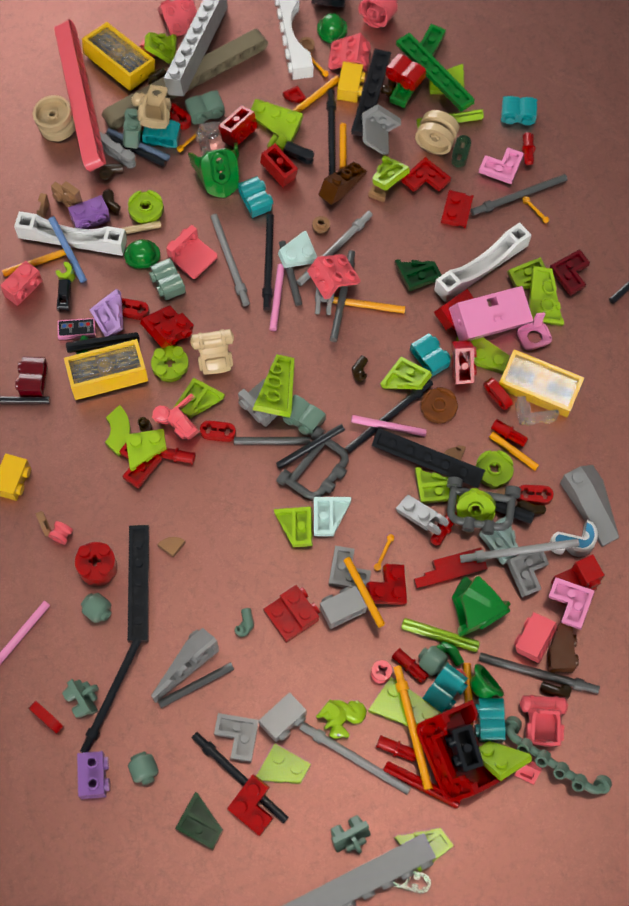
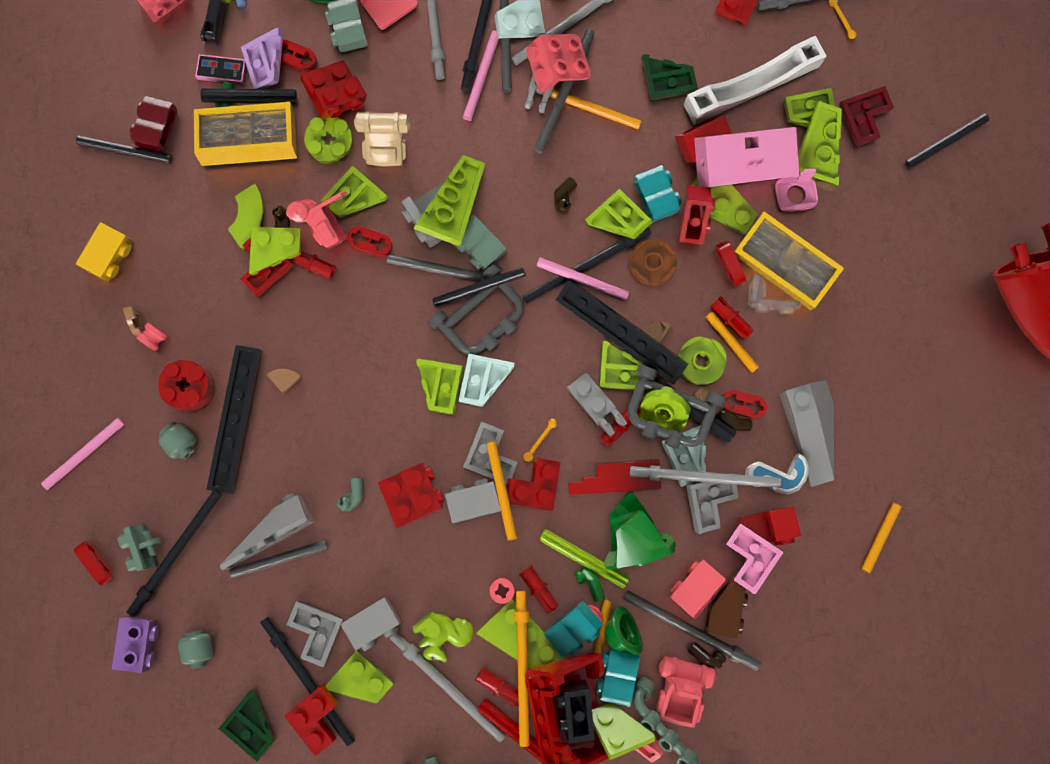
camera: 10 degrees right, 15 degrees up
(432, 660) = (567, 590): sand green head -> none

